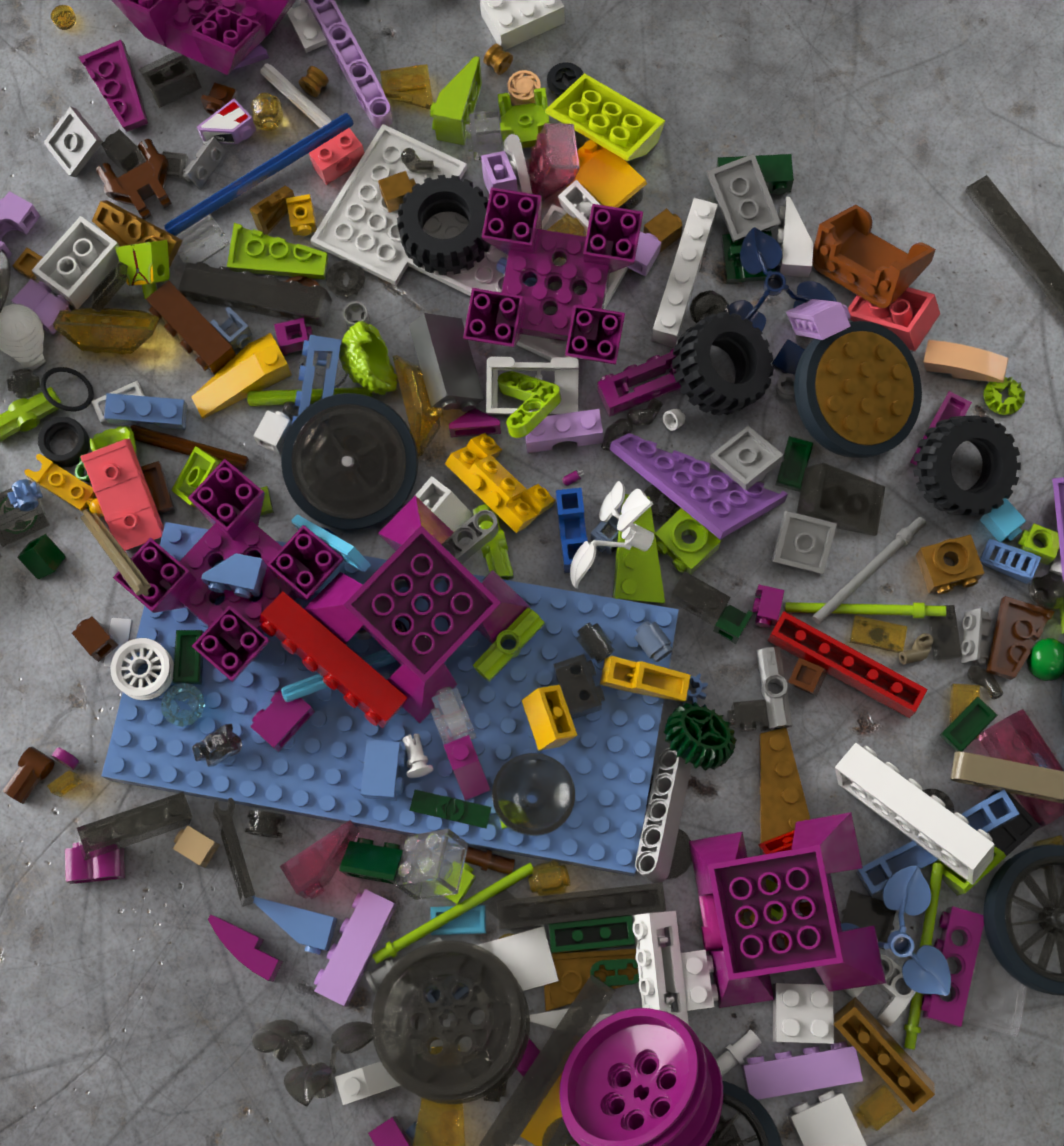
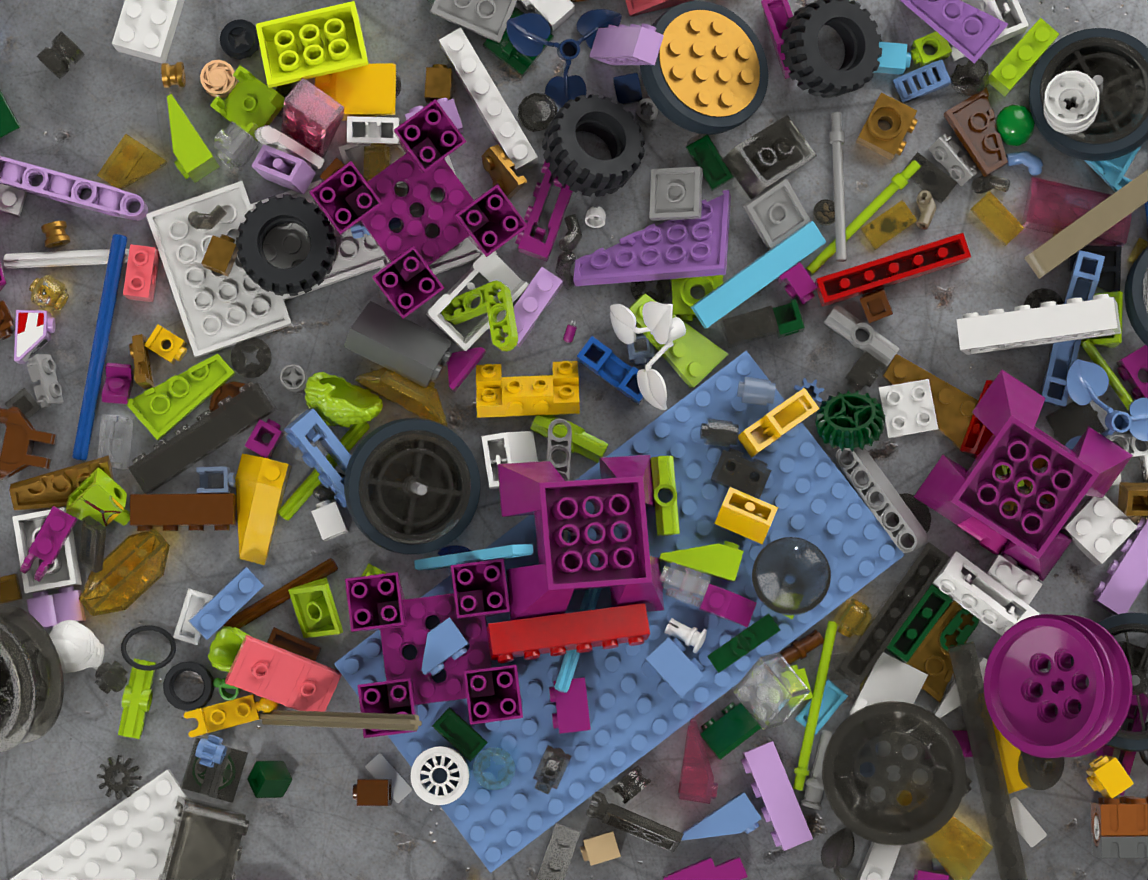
camera: 50 degrees left, 10 degrees up
(81, 253) = (49, 541): none -> magenta hinge
(238, 209) = (117, 383): none -> magenta bracket
(492, 723) = (713, 559): none -> lime slope
(636, 333) = (500, 171): none -> pearl gold wing
(737, 1052) = (1083, 595): white pin -> none
(745, 567) = (758, 274): none -> medium azure tile
(752, 774) = (908, 408): none -> white hinge
(839, 578) = (824, 212): none -> clear smoke tile
(968, 724) = (1010, 226): dark green tile -> none
(1032, 691) = (1028, 159): none -> medium blue arm

